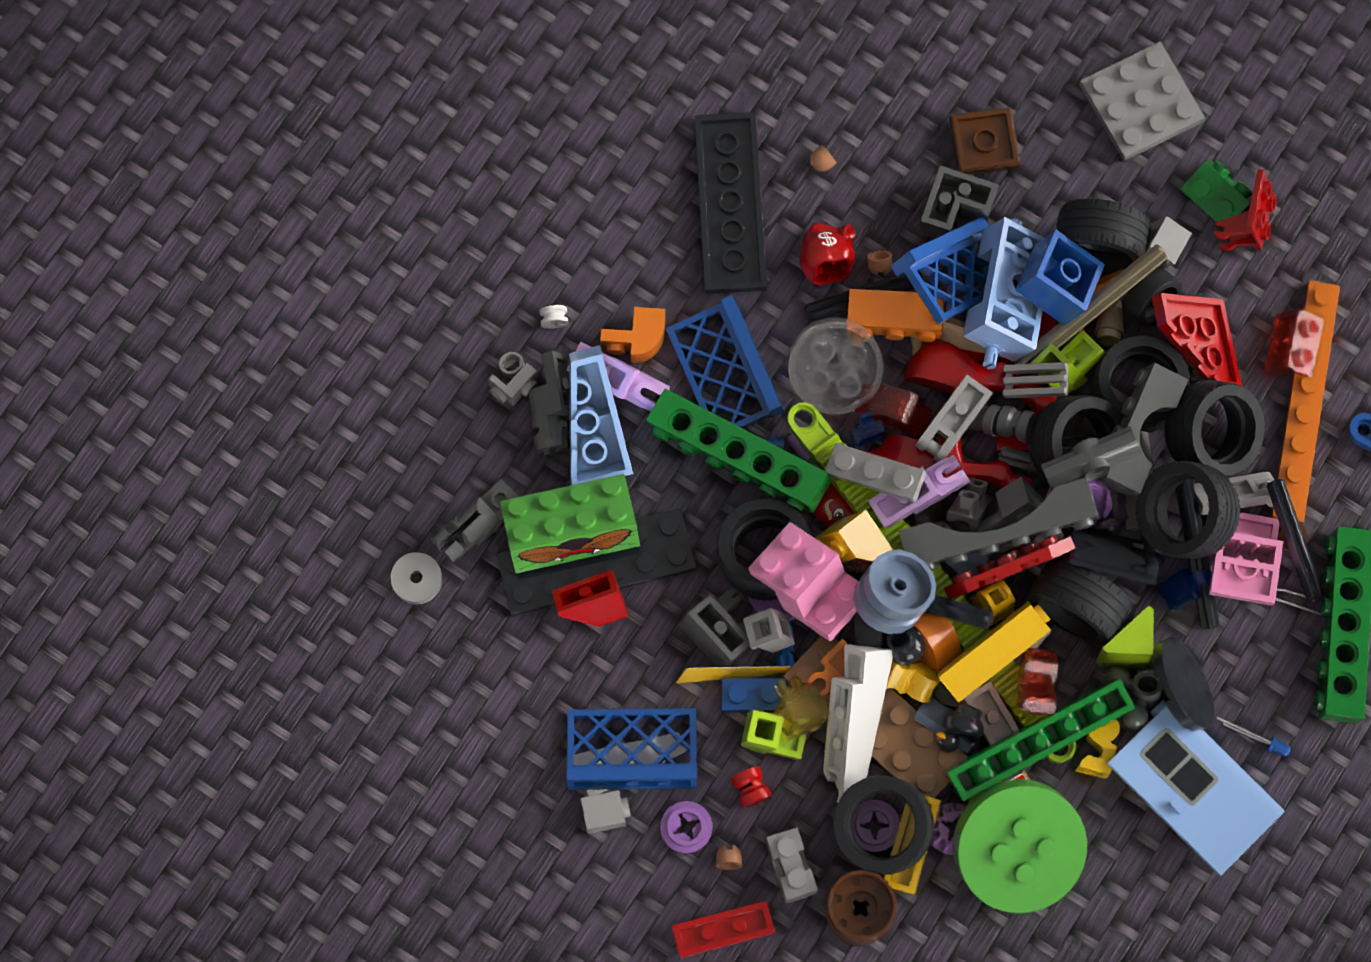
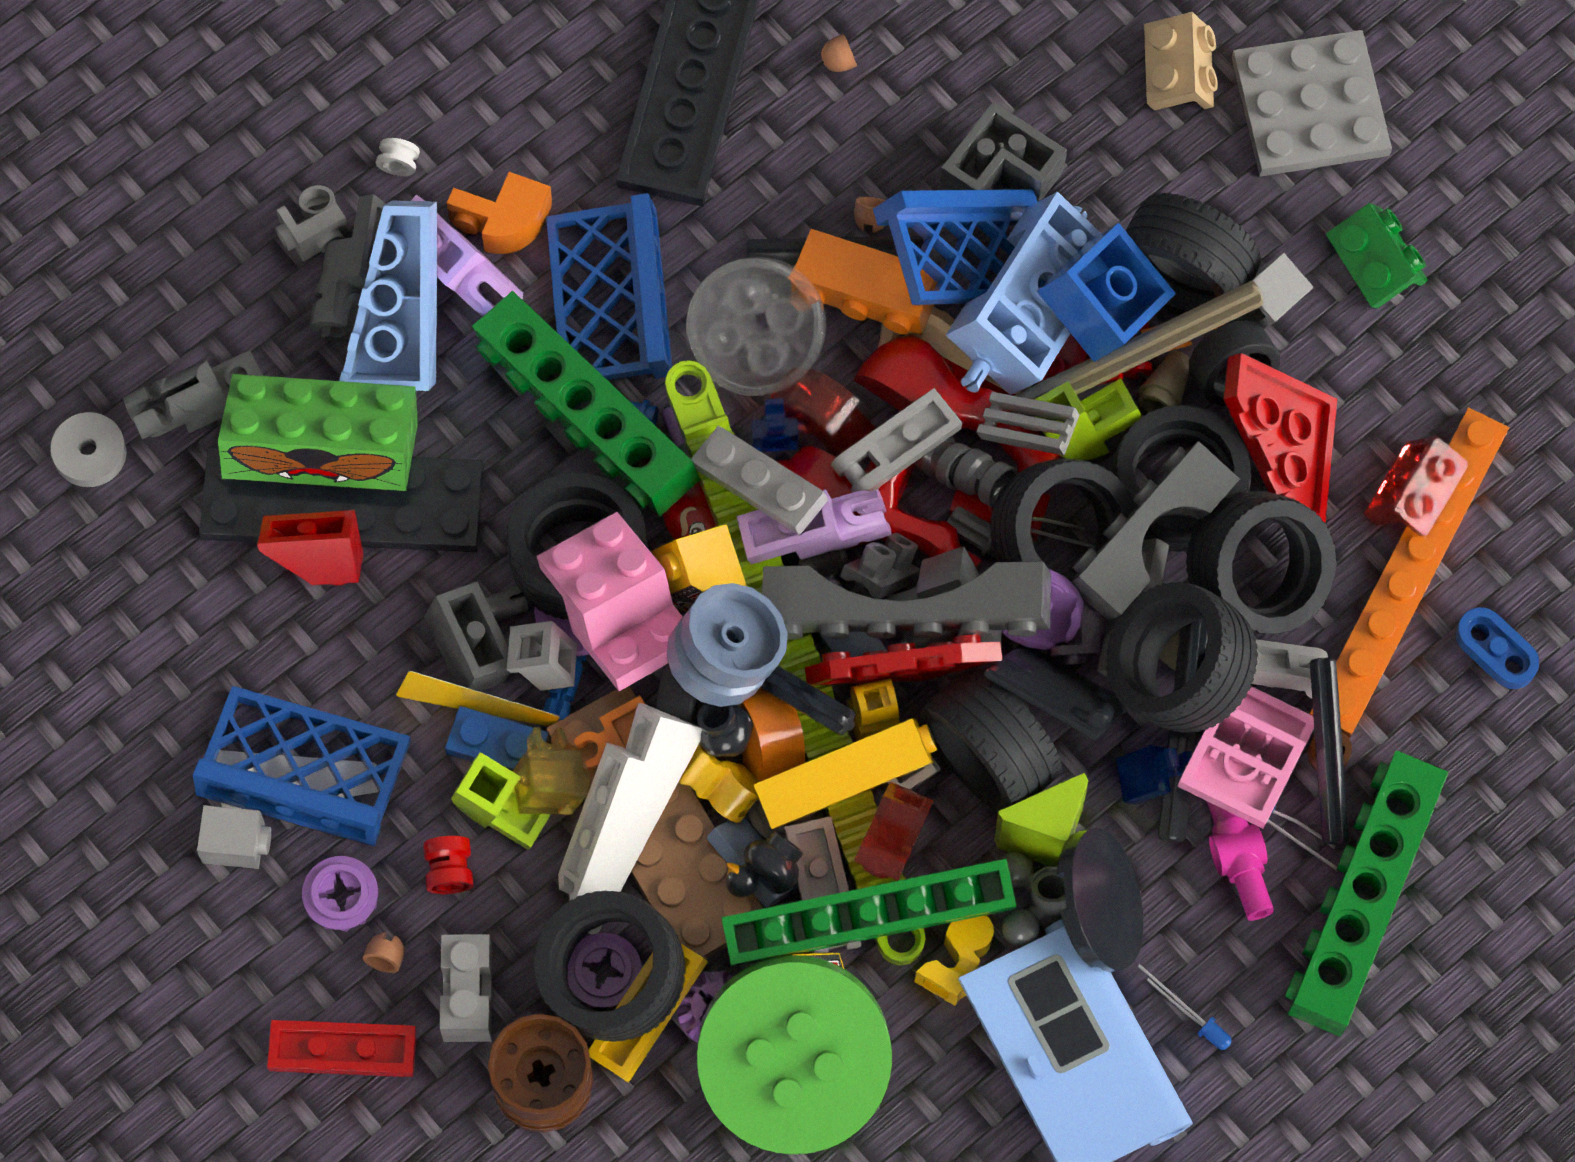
camera: 15 degrees right, 5 degrees down
(827, 253) = (801, 179): red piece -> none
(985, 141) = (1073, 93): reddish brown plate -> none
(1048, 99) = (1179, 62): none -> tan bracket
(1092, 458) = (1068, 542): dark grey piece -> none
(1251, 226) = (1411, 306): red plate -> none
(1258, 624) = (1240, 854): none -> dark pink pin

